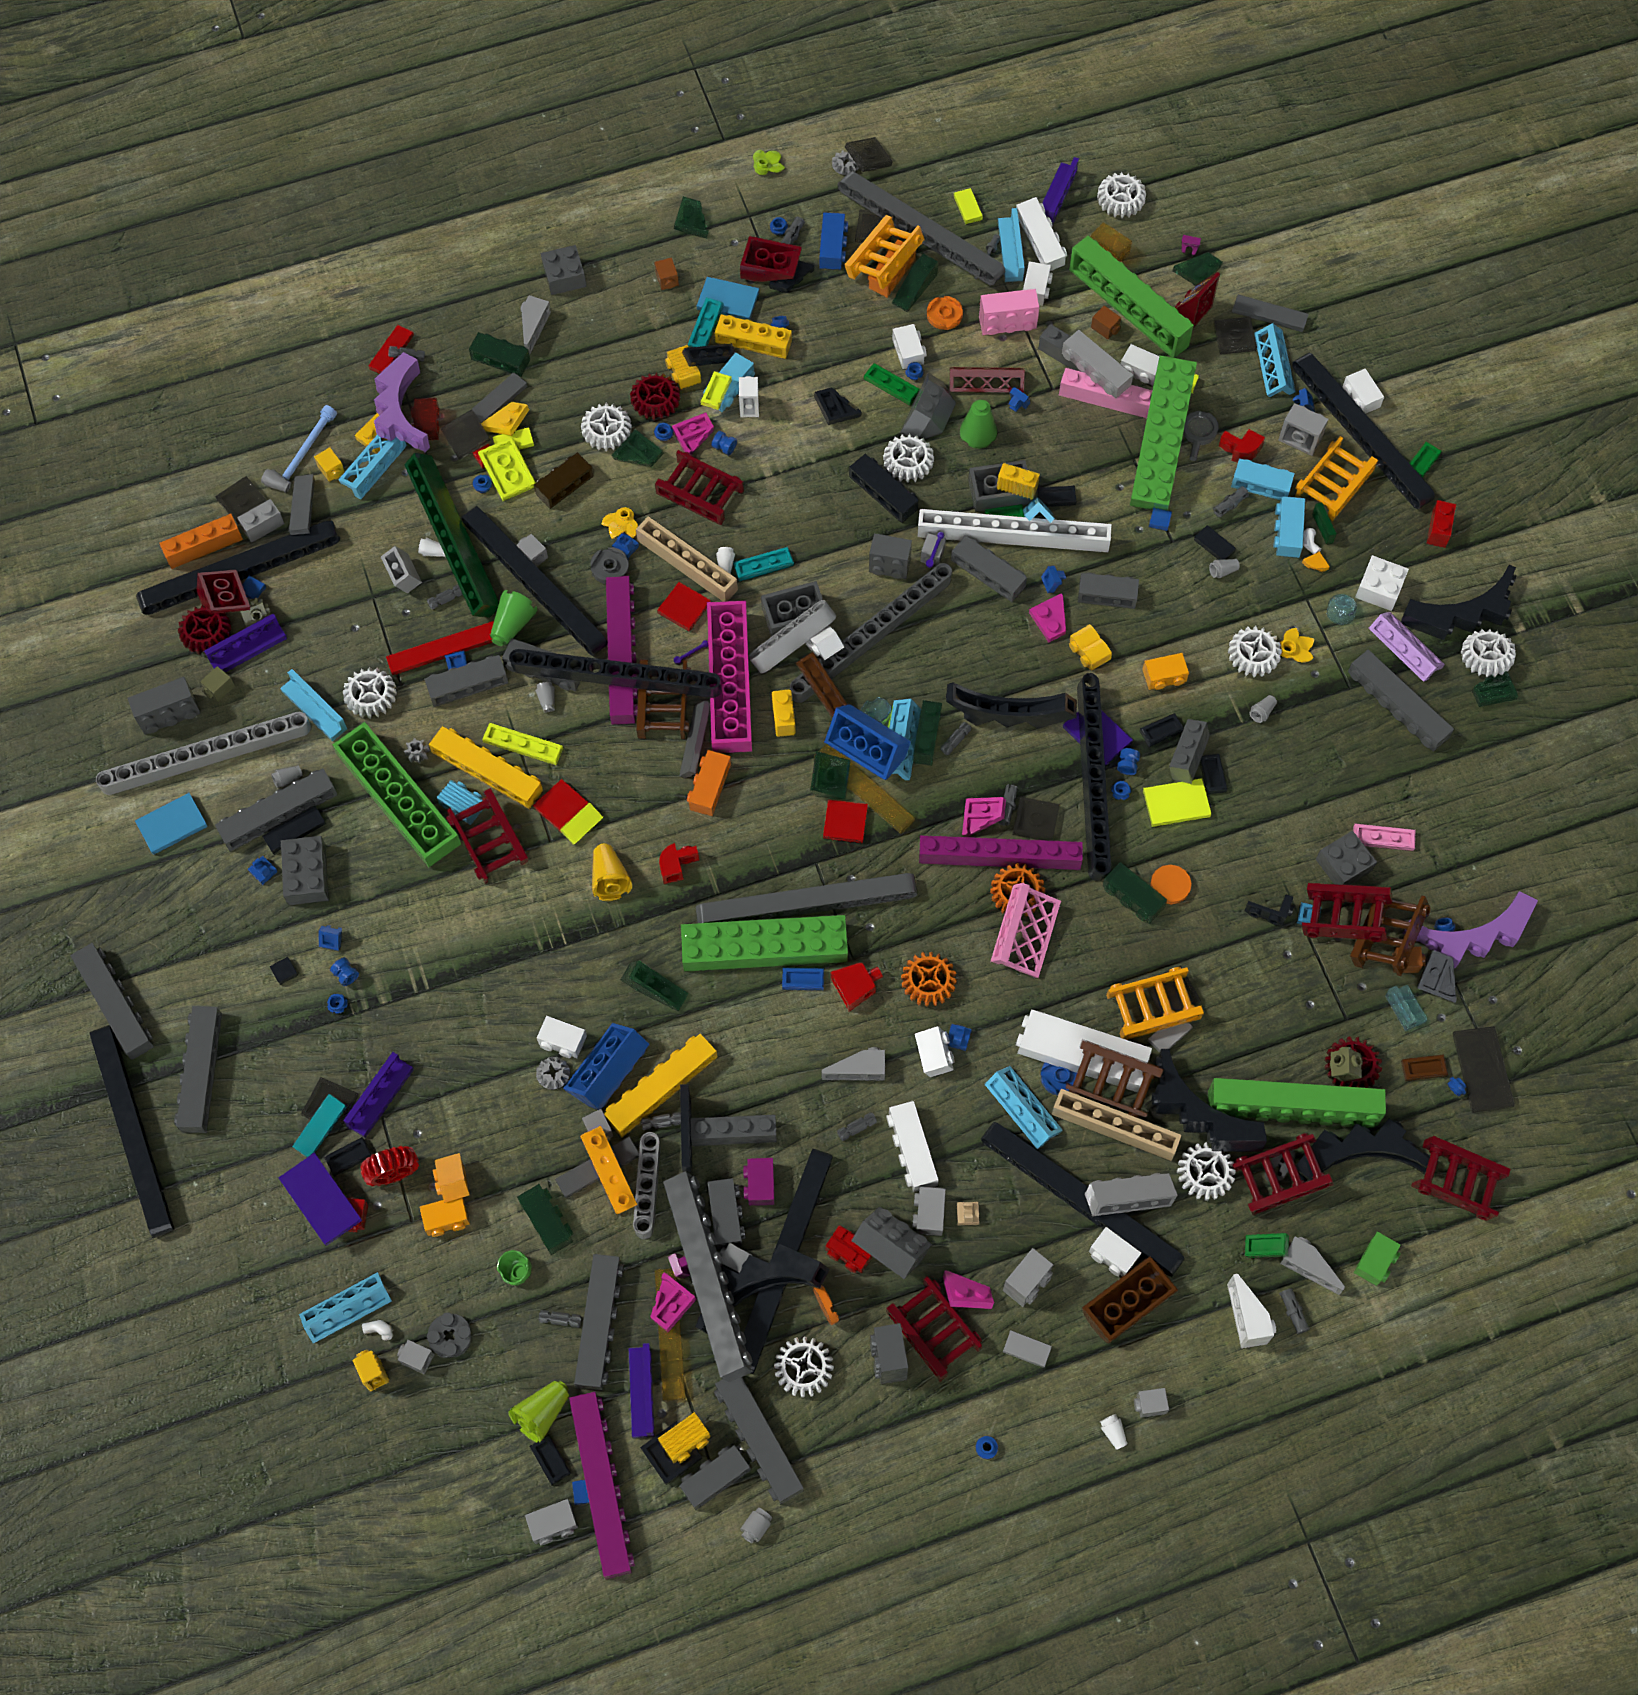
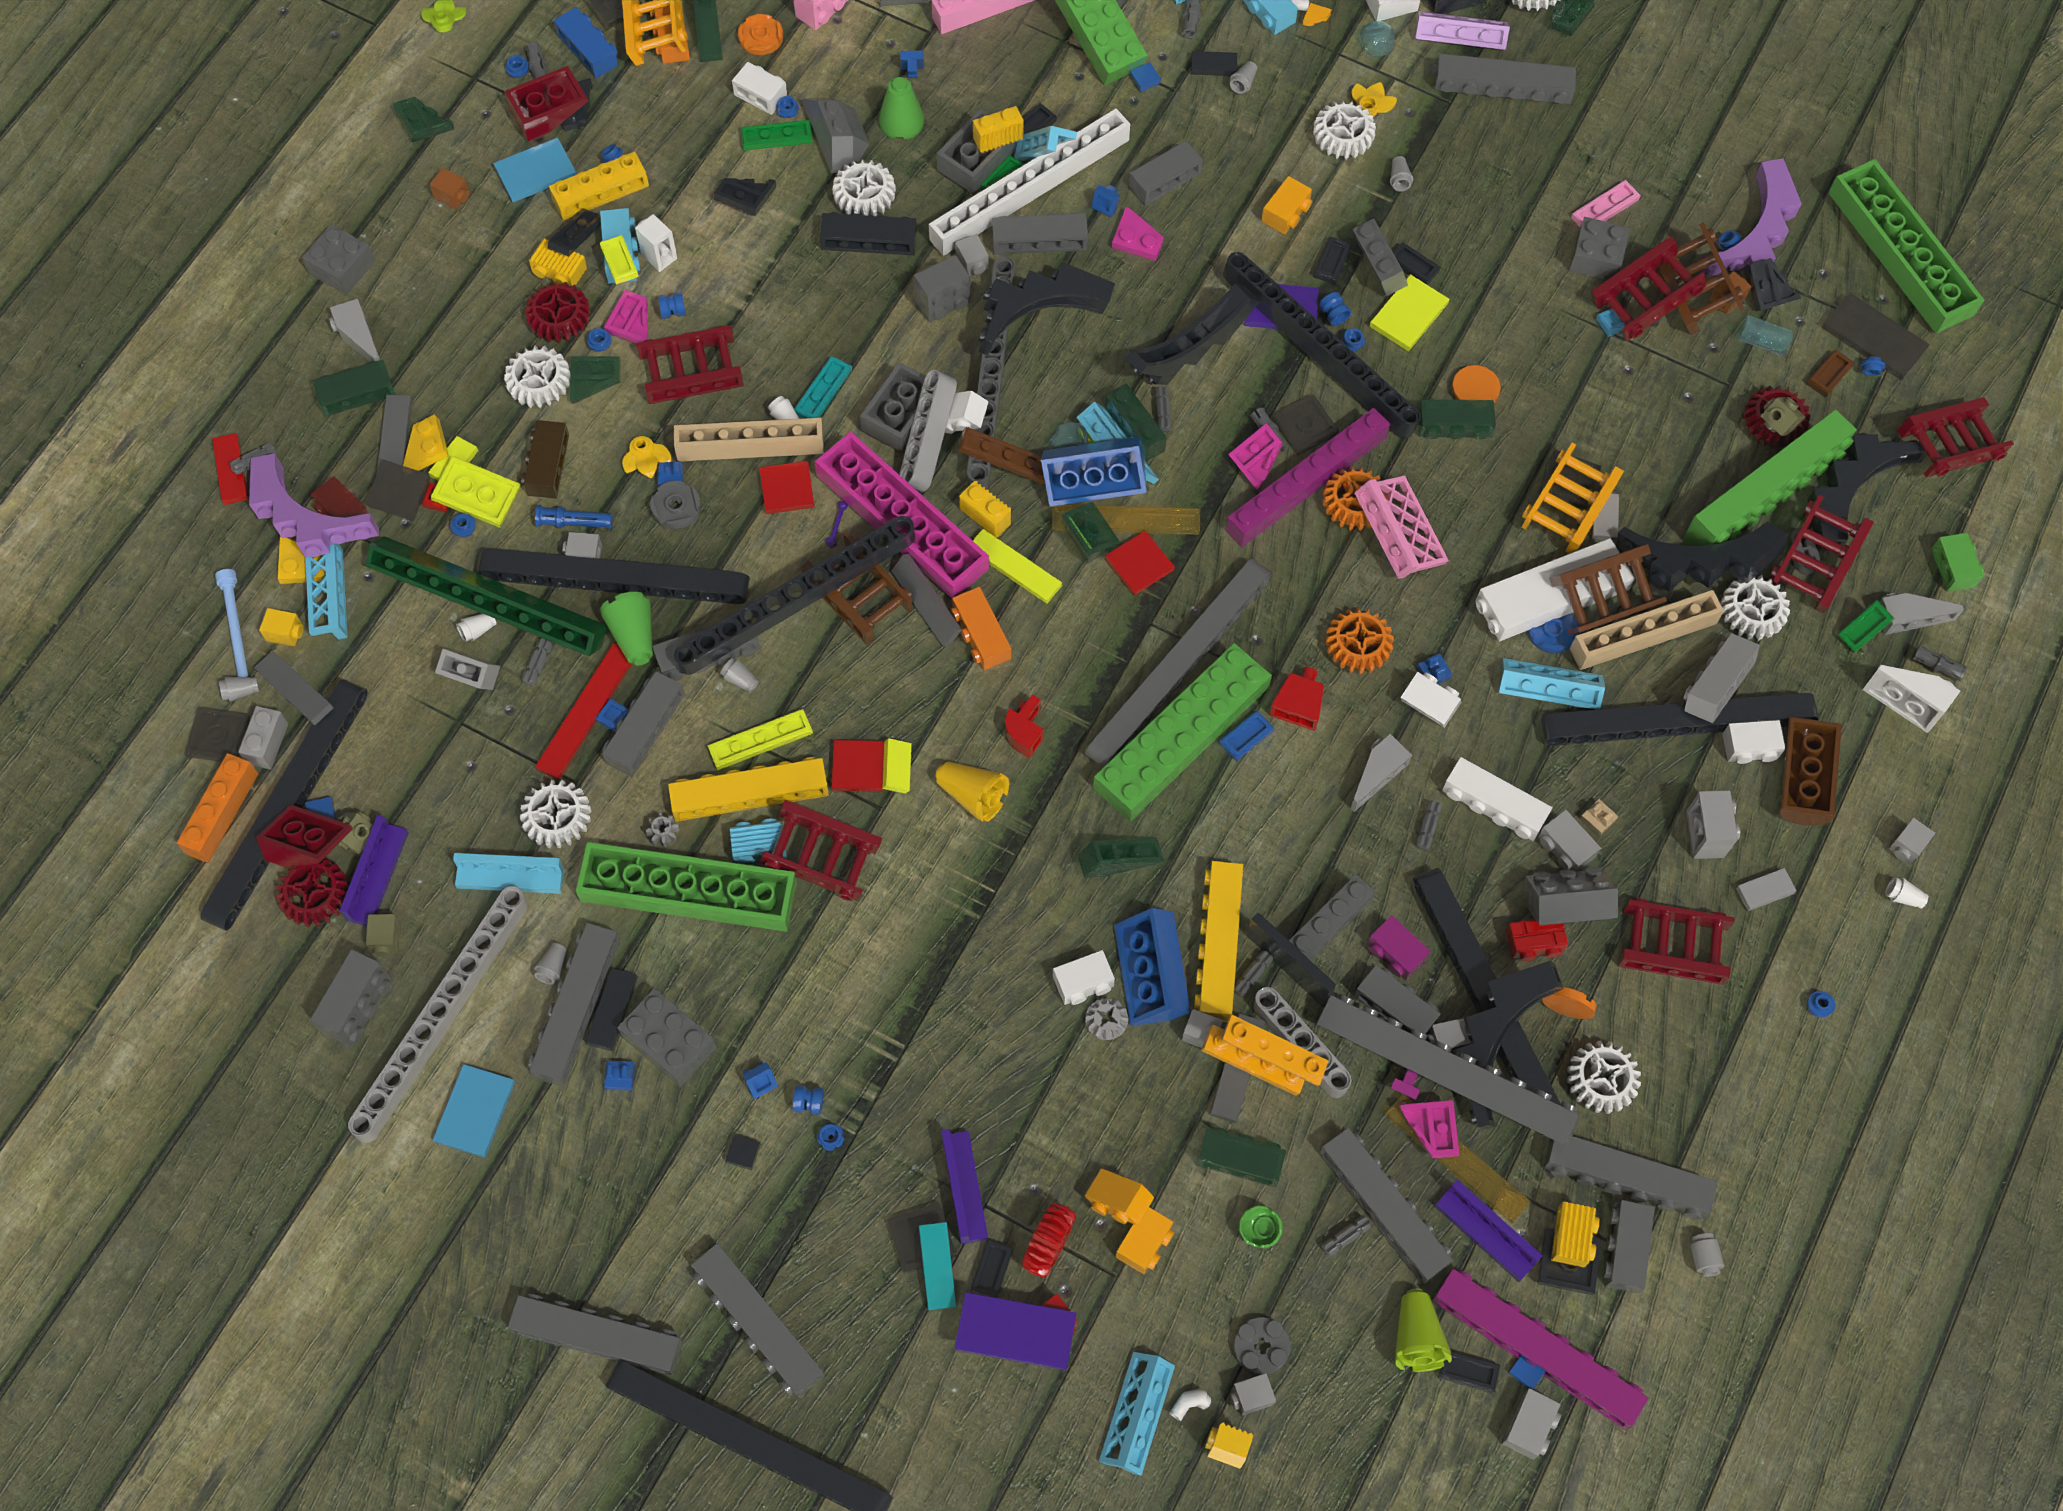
camera: 45 degrees left, 0 degrees up
(539, 522) = (604, 520): none -> blue pin
(621, 645) = (765, 570): magenta brick -> none
(706, 323) = (538, 207): teal tile -> none
(769, 762) = (1018, 567): none -> neon yellow tile
(890, 1354) = (1673, 994): dark grey brick -> none
(929, 563) = (985, 267): dark purple hinge -> none
(966, 1292) = (1670, 885): dark pink wing -> none
(967, 614) = (1064, 288): none -> black arch
(985, 372) = (855, 61): dark red fence -> none
(1090, 647) = (1201, 234): yellow brick -> none
(1273, 916) = (1593, 338): black bracket -> none
(1565, 1027) = (1905, 246): none -> bright green brick

